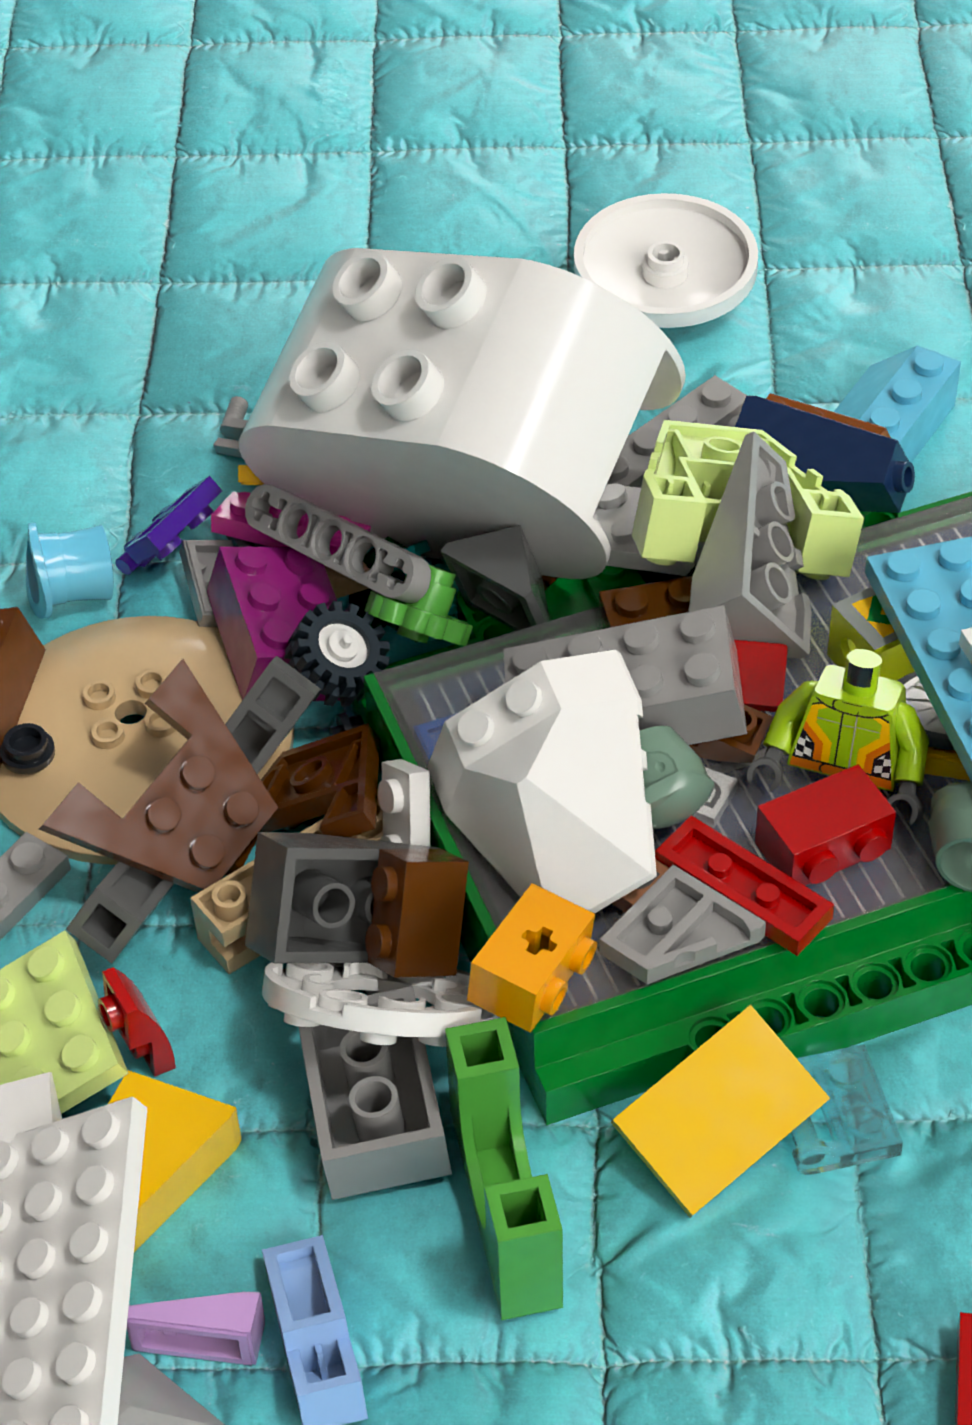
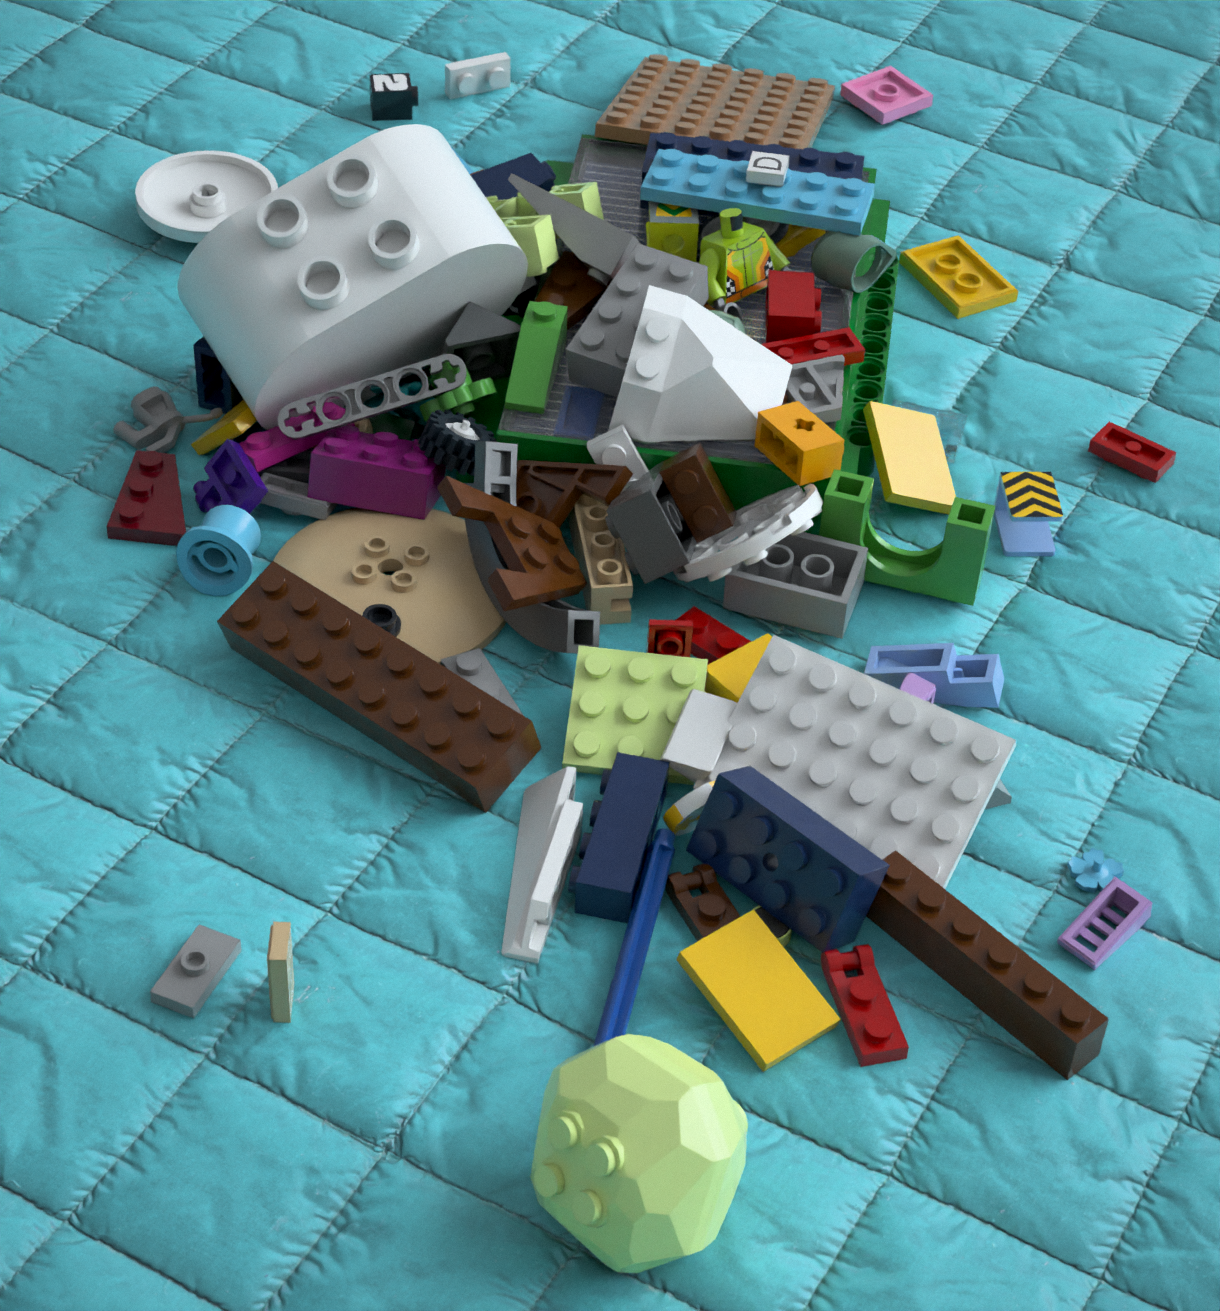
camera: 65 degrees left, 5 degrees down
(132, 484) = (149, 502): none -> dark red wing
(237, 1060) = (710, 637): none -> red plate
(475, 652) = (537, 357): none -> bright green slope
(720, 1300) = (1023, 510): none -> piece

